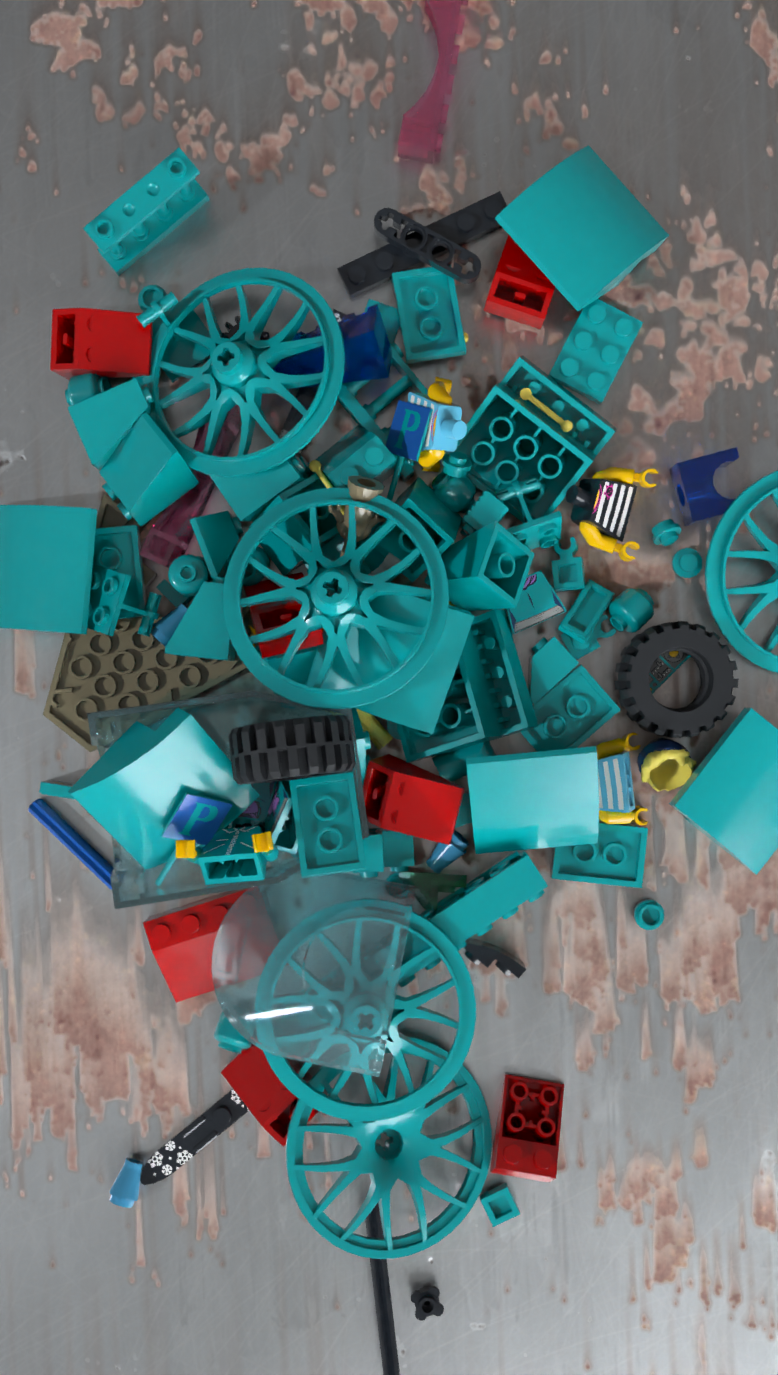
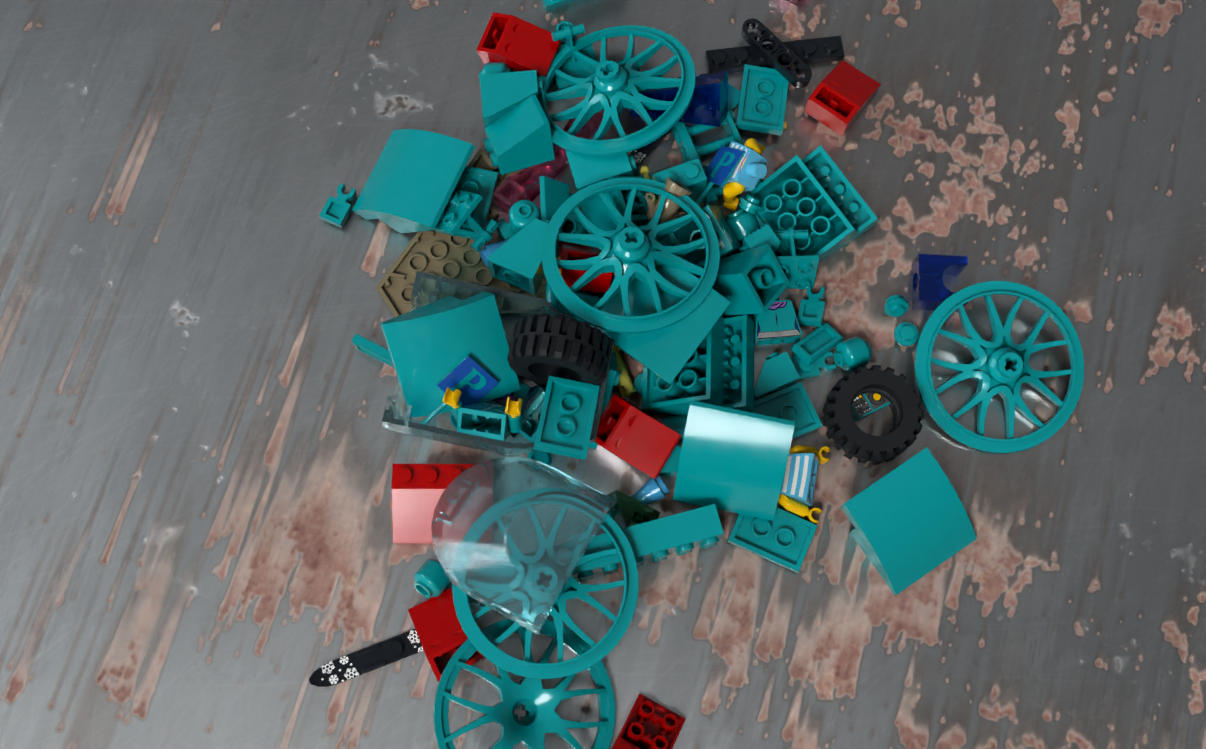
camera: 20 degrees right, 15 degrees down
(72, 840) = (361, 392): blue axle -> none
(127, 1184) = (297, 678): dark azure cone -> none
(387, 849) = (601, 471): teal brick -> none
(486, 953) = (654, 582): black slope -> none
(526, 394) = (818, 172): light yellow hinge -> none
(582, 227) = (893, 72): teal slope -> none
(595, 350) = (879, 162): teal plate -> none
(604, 507) = (854, 269): torso -> none
(649, 914) = (798, 598): teal plate -> none
(665, 764) = (845, 477): light yellow hair -> none

